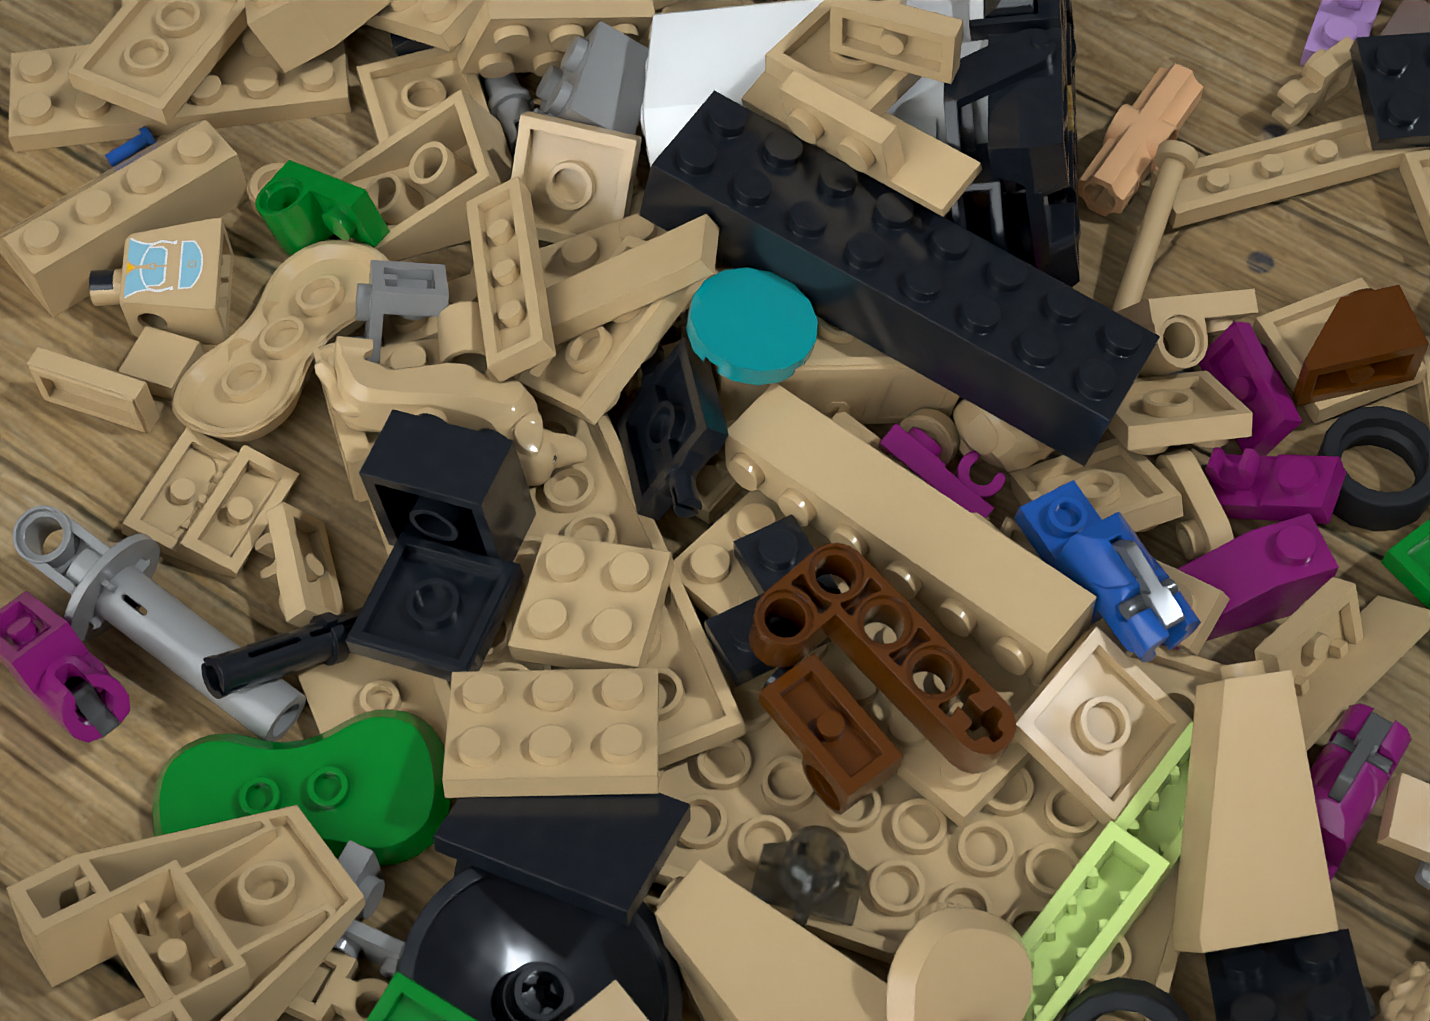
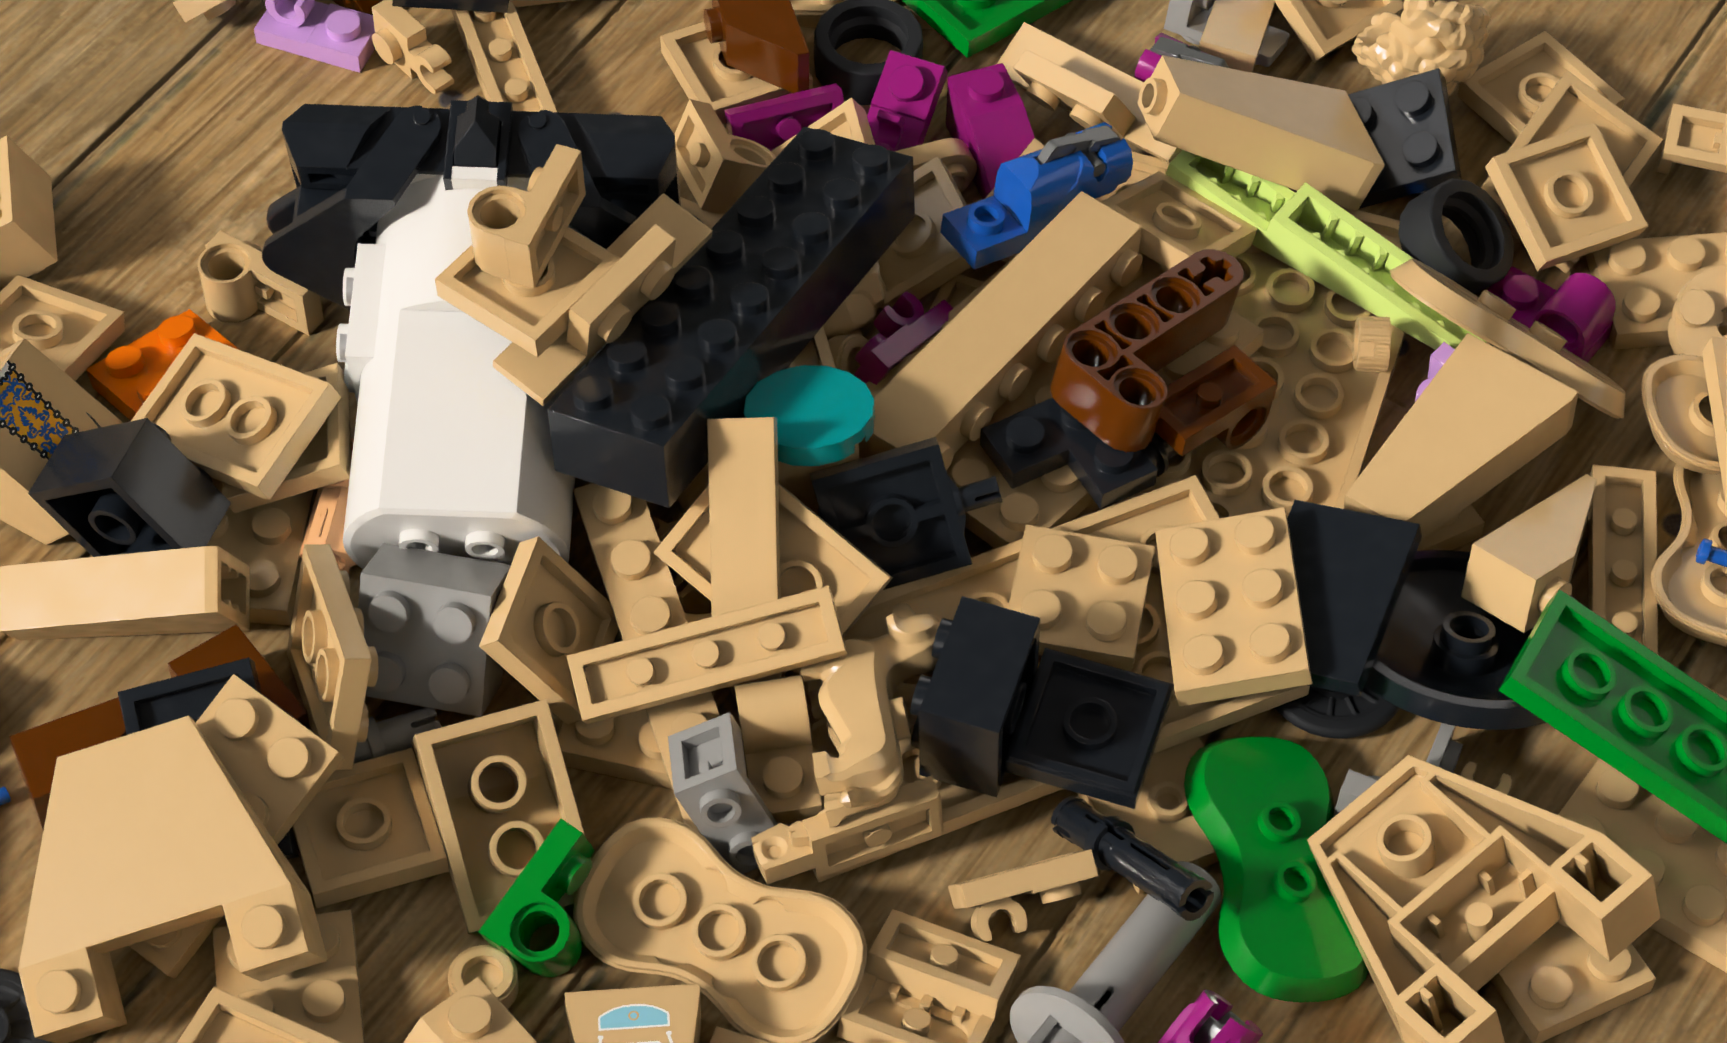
camera: 95 degrees left, 5 degrees down
(810, 876) = (1336, 437): clear smoke piece -> none

